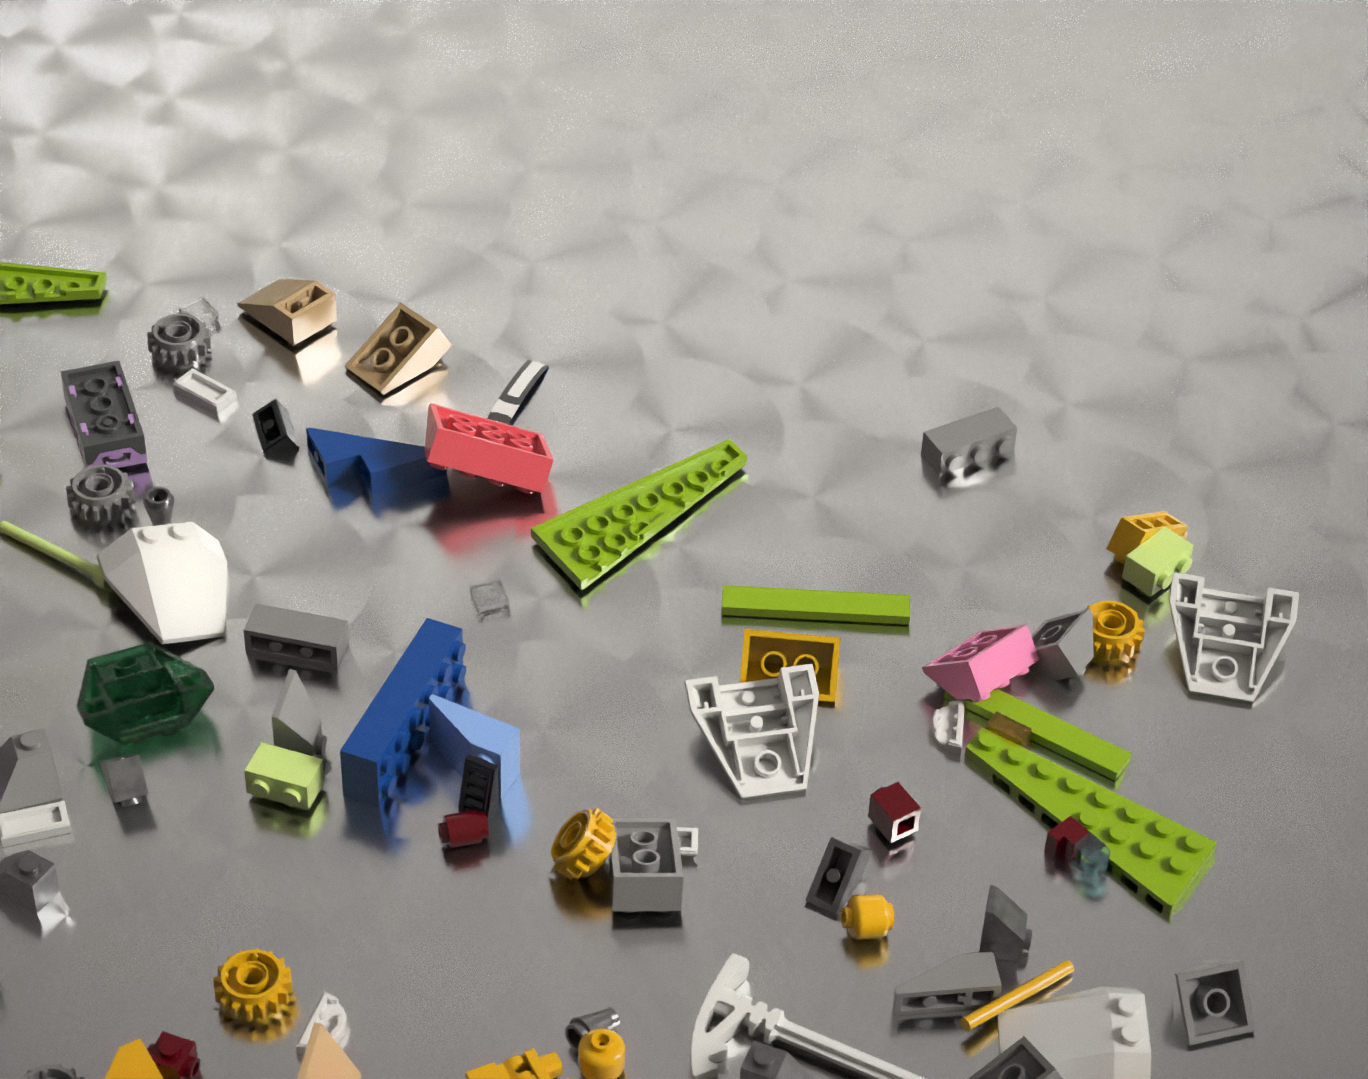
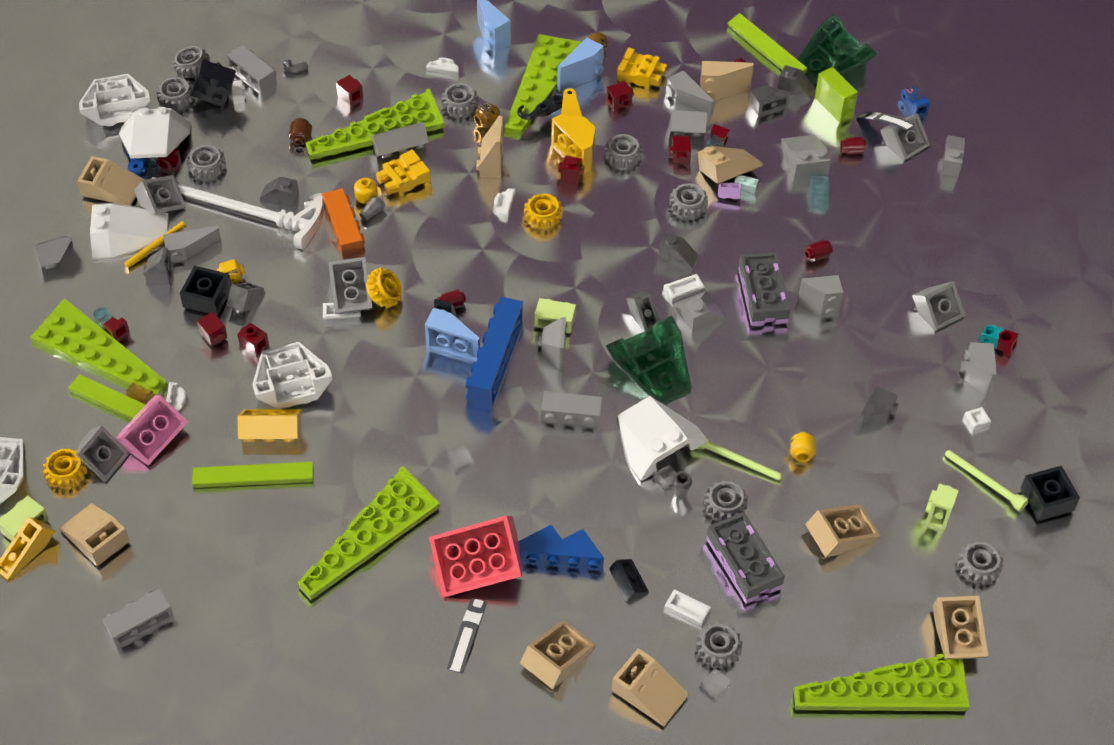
camera: 175 degrees right, 10 degrees up
(652, 1001) = (342, 222): none -> orange brick
(822, 796) = (253, 339): none -> dark red brick
(912, 876) = (205, 290): none -> black brick
(1047, 538) = (95, 533): none -> tan slope

